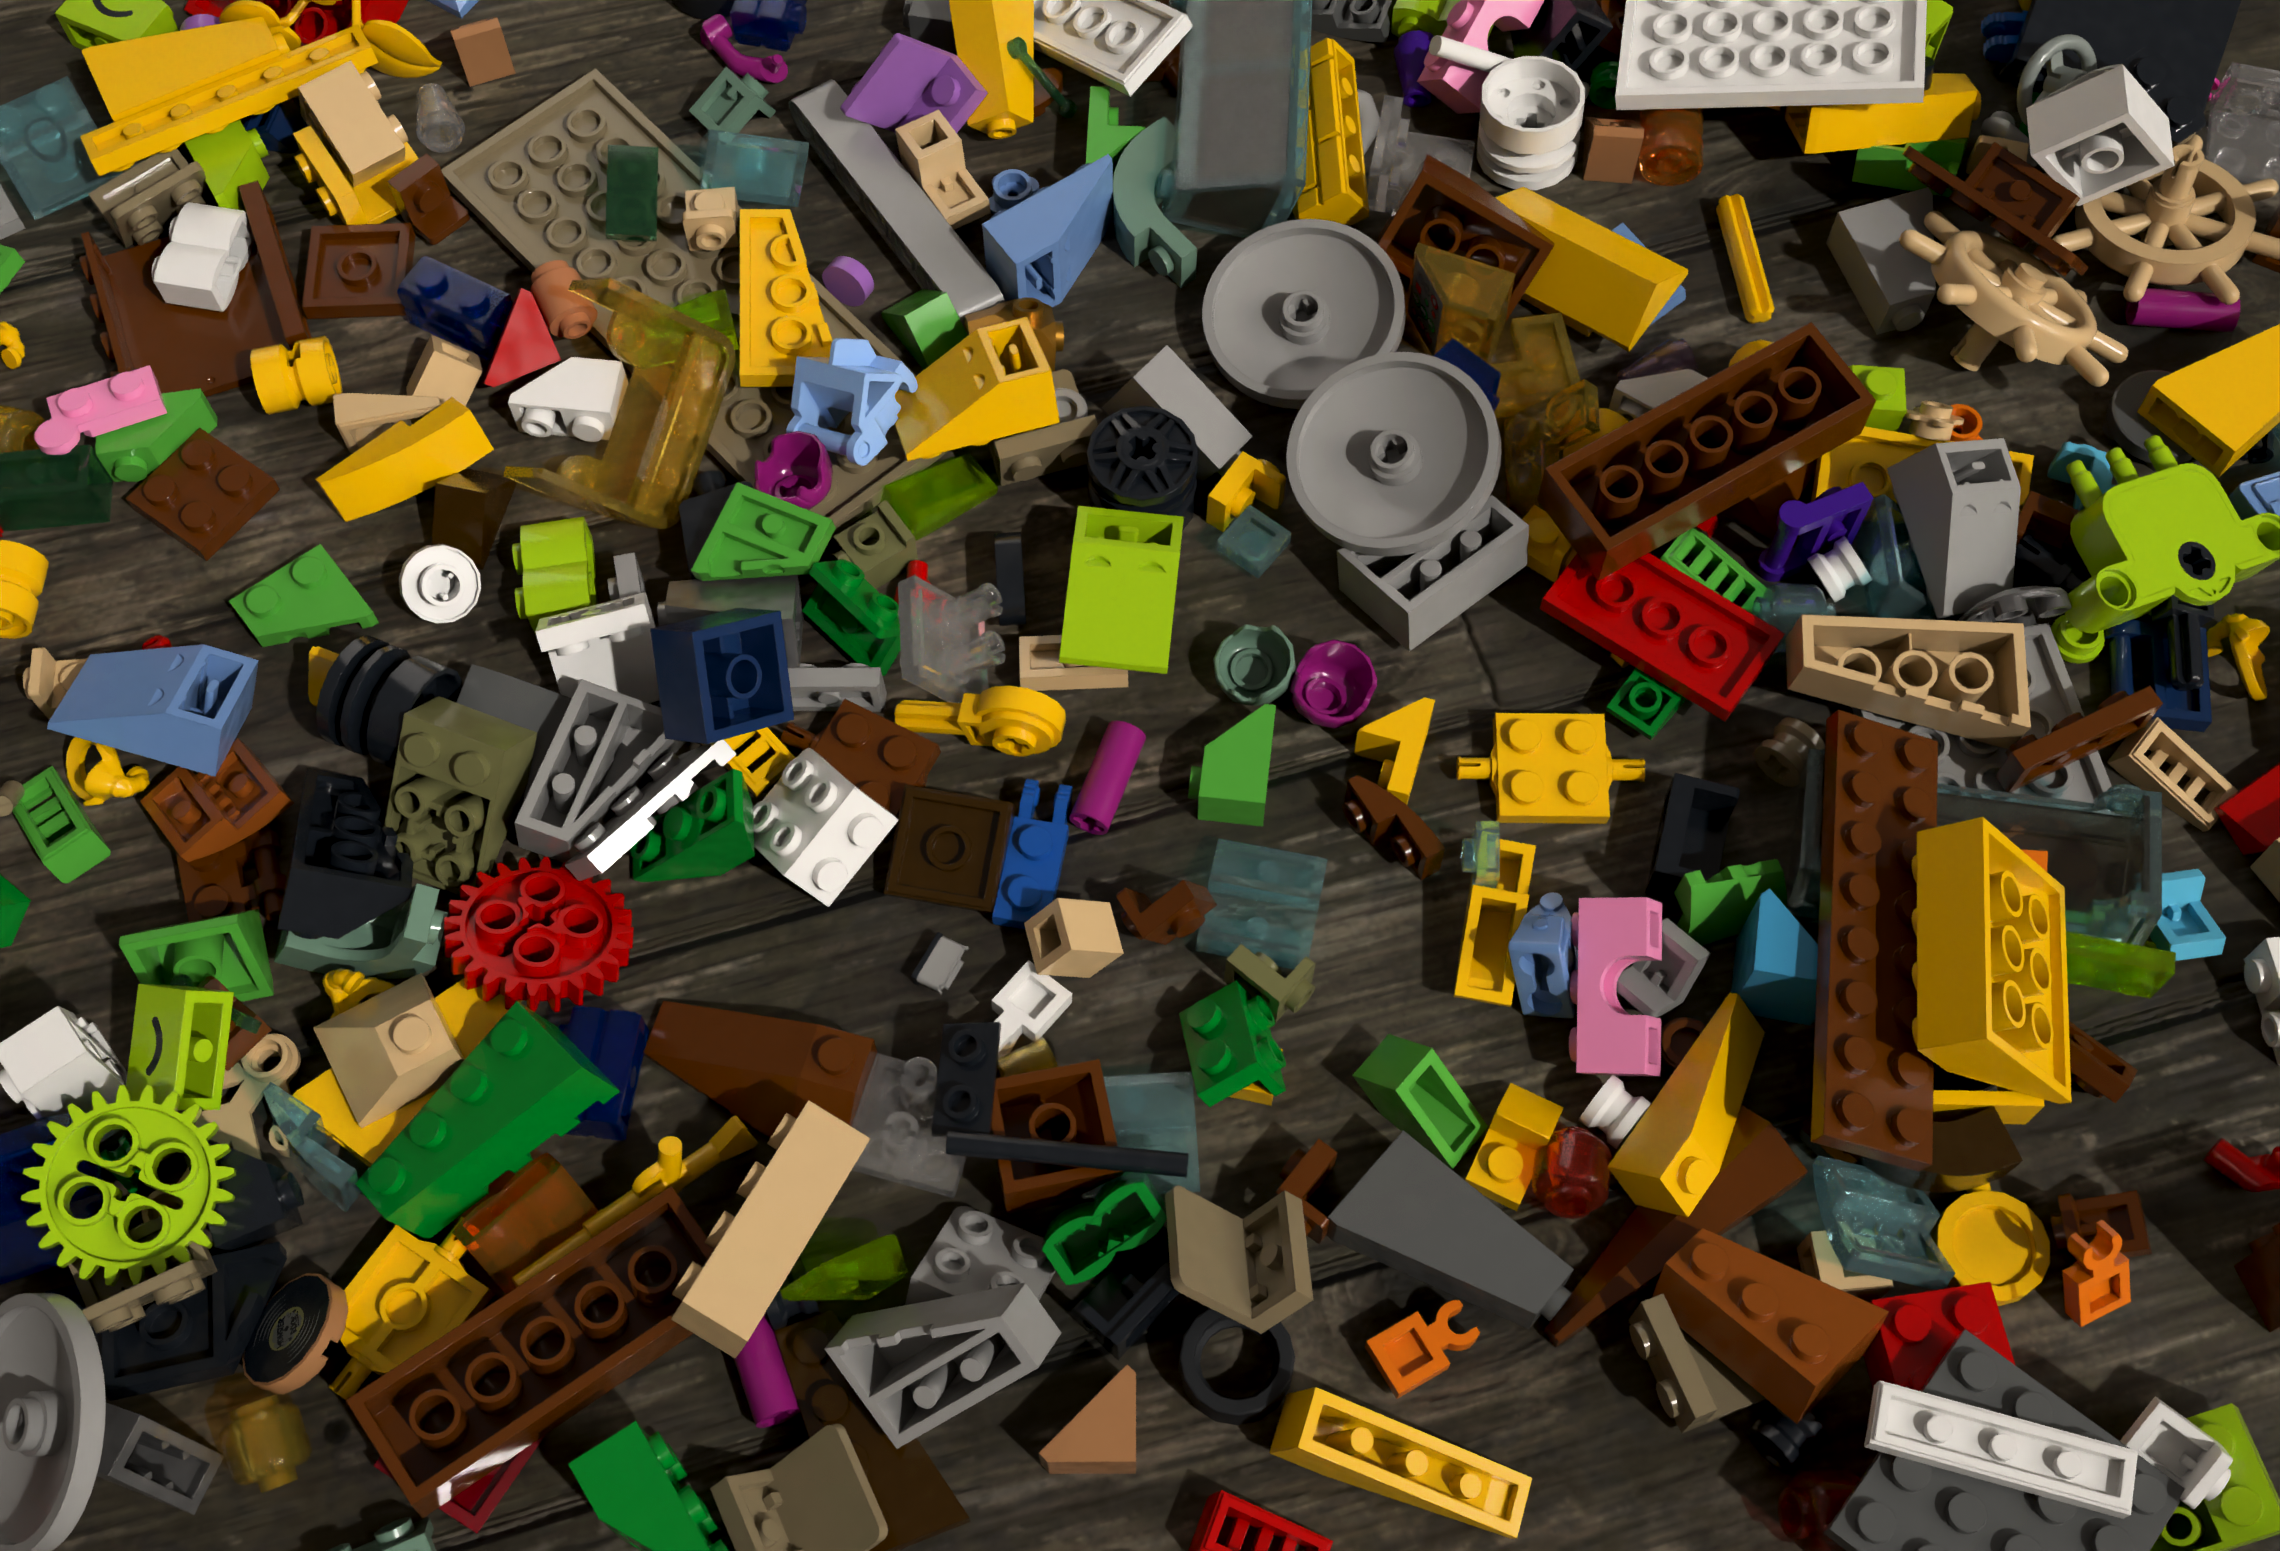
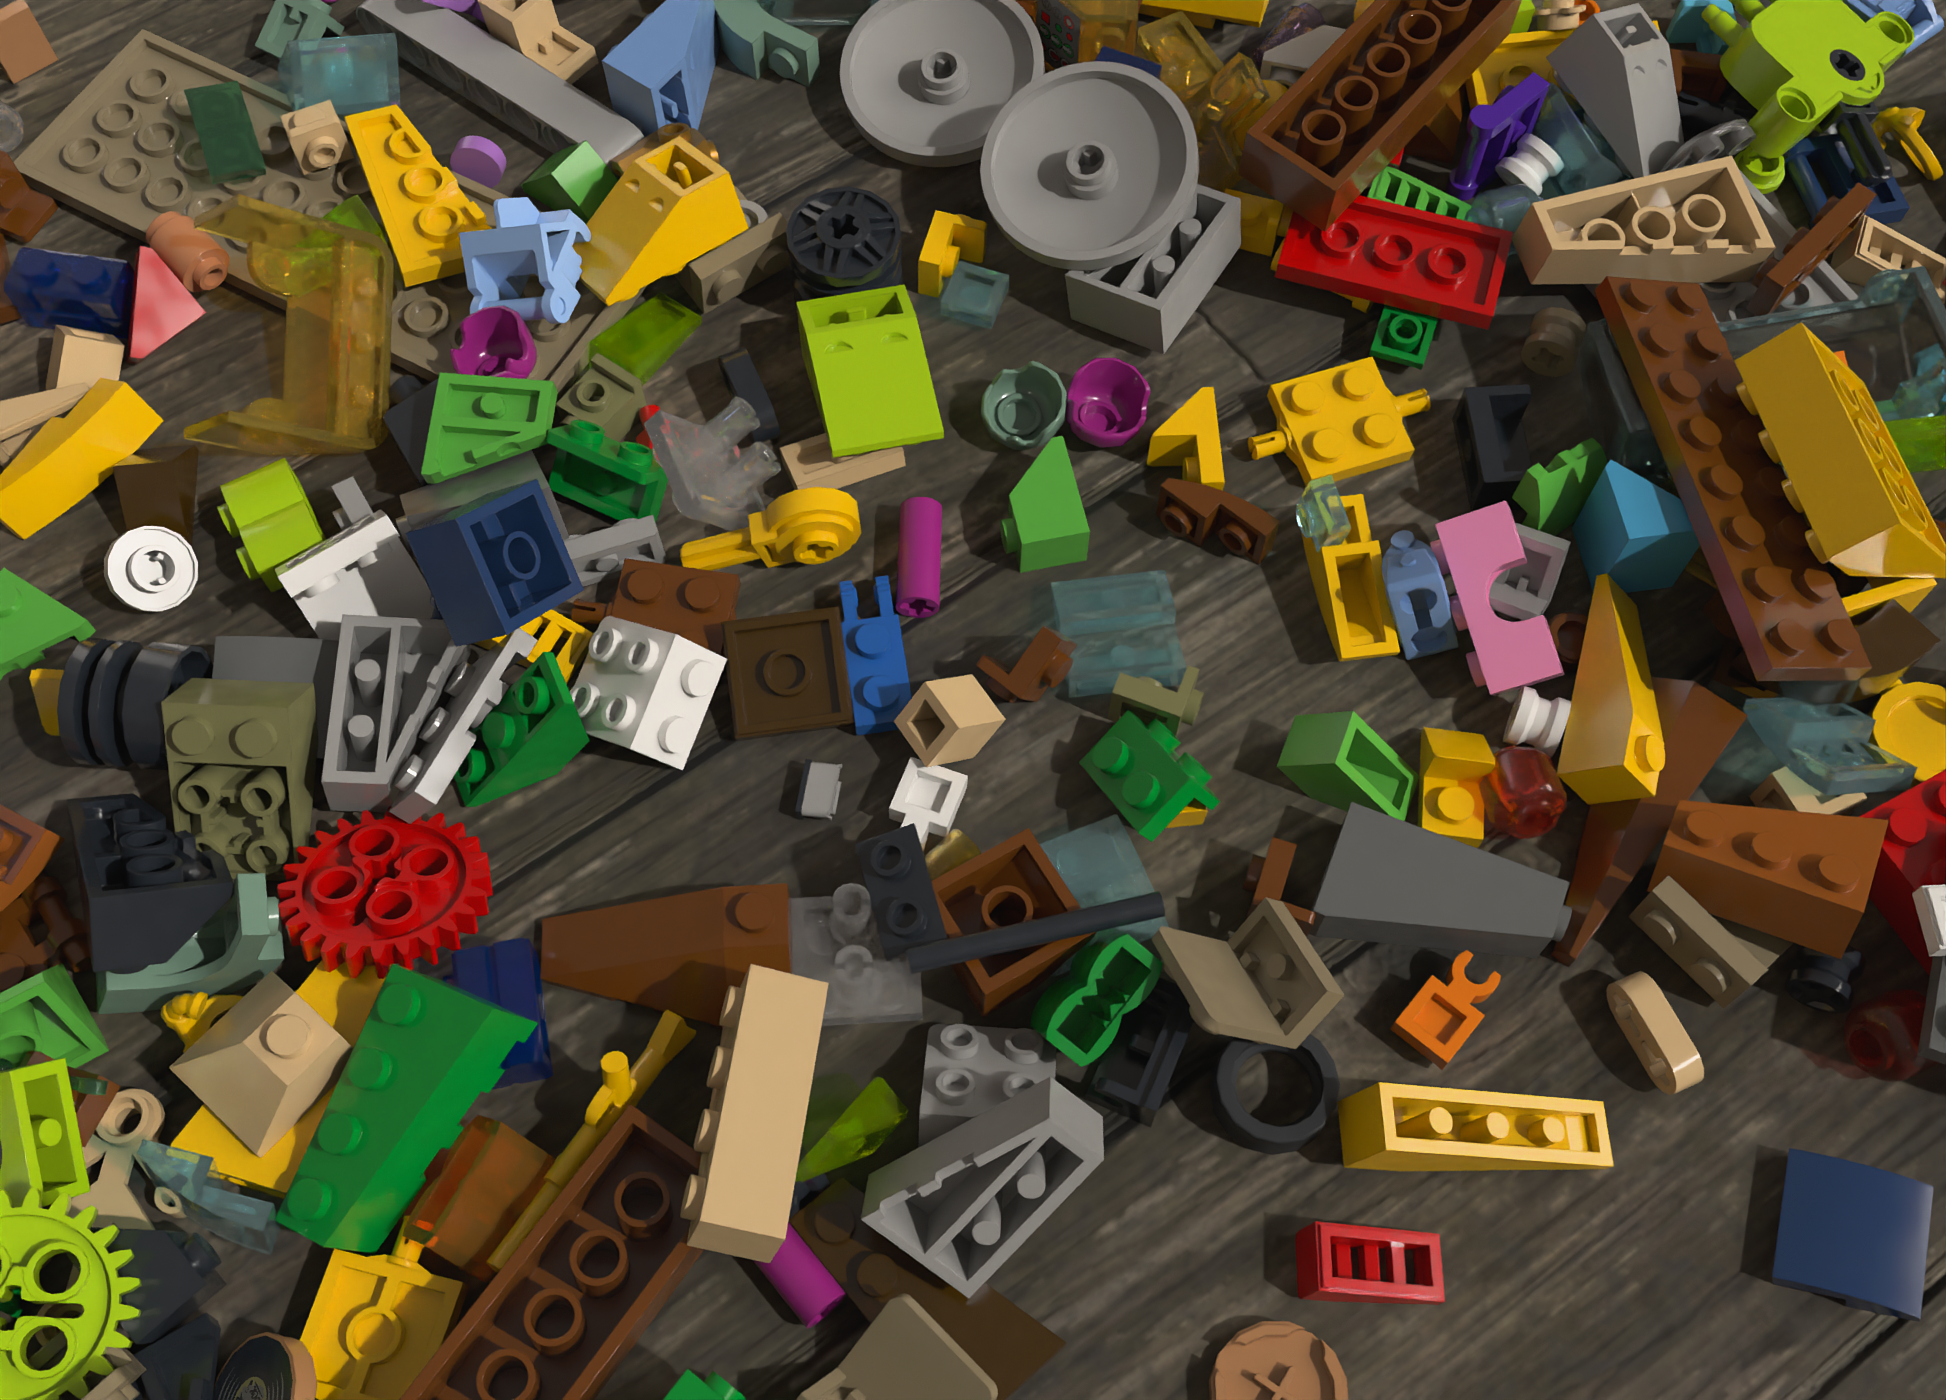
camera: 20 degrees left, 0 degrees up
(572, 400) = (230, 350): white slope -> none
(1010, 189) = (607, 33): medium blue plate -> none
(1100, 1435) = (1174, 1207): medium nougat slope -> none
(1173, 386) = (845, 163): light grey slope -> none
(1603, 1432) = (1655, 1033): none -> tan beam

